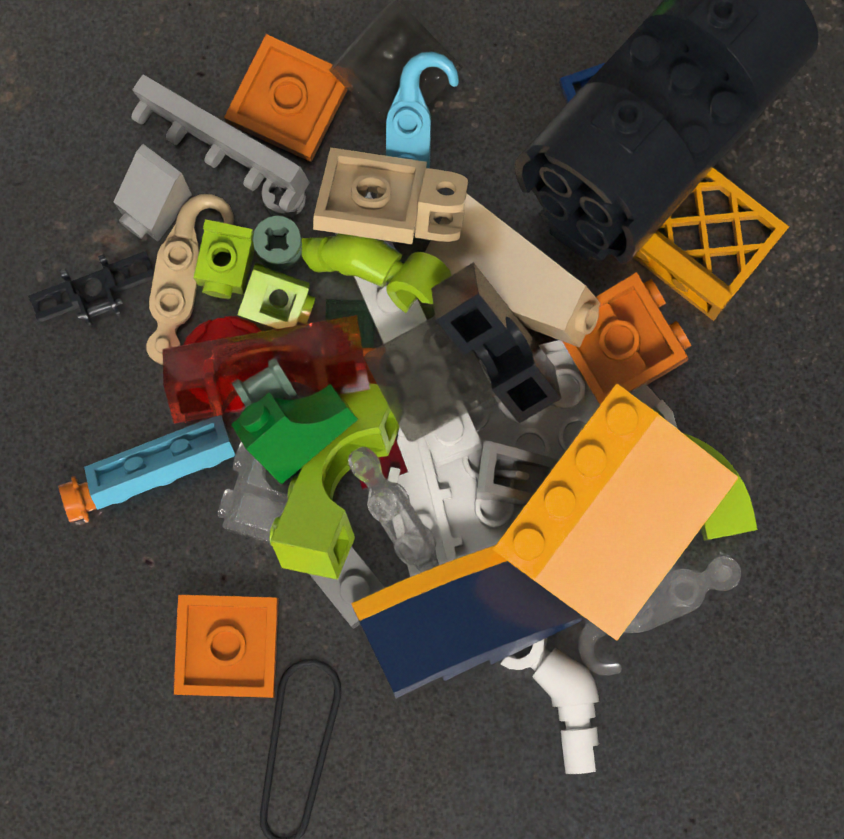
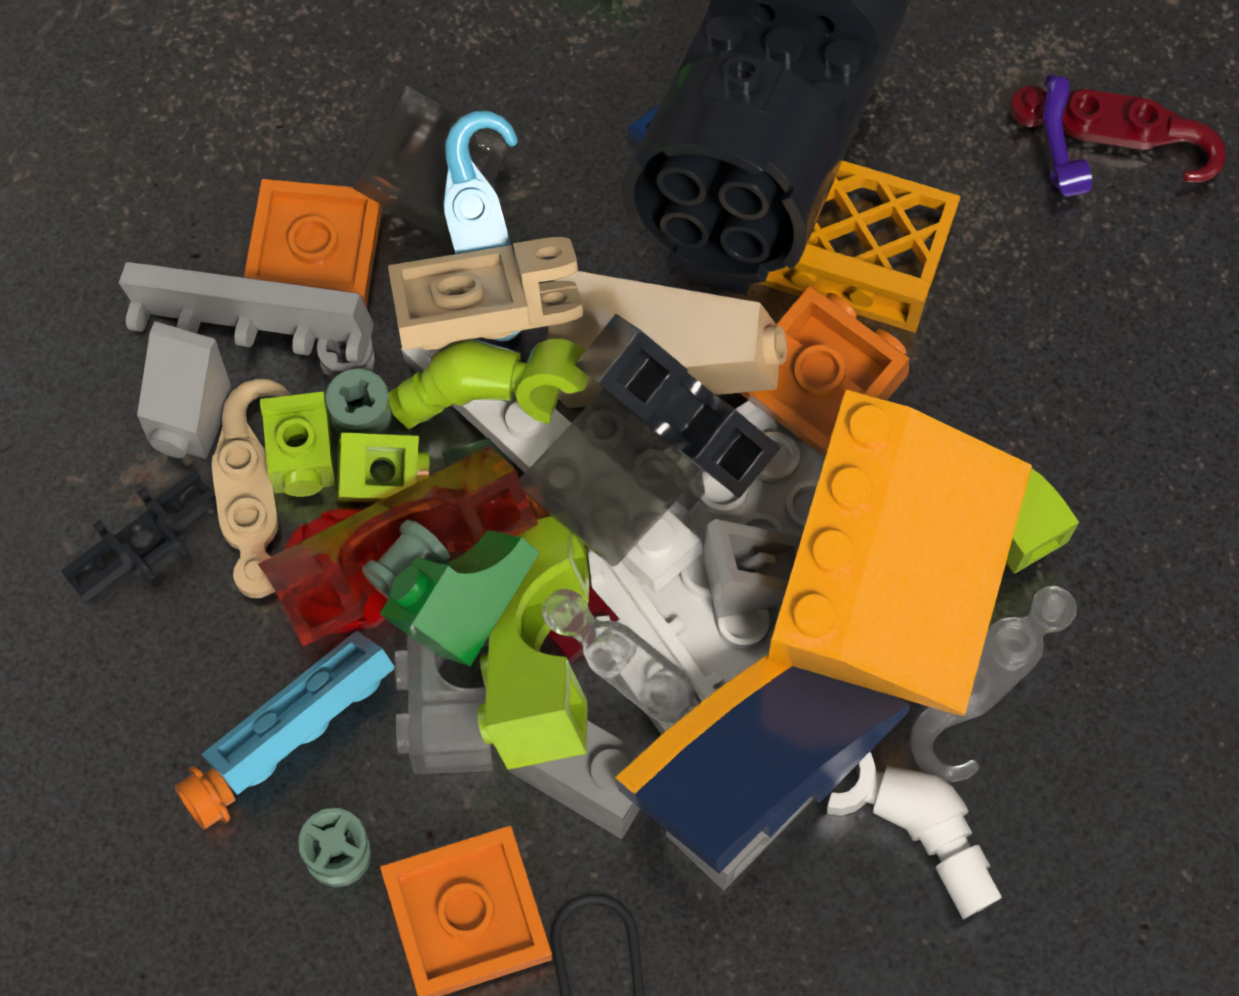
camera: 25 degrees left, 15 degrees down
(147, 561) = (325, 838): none -> sand green wheel

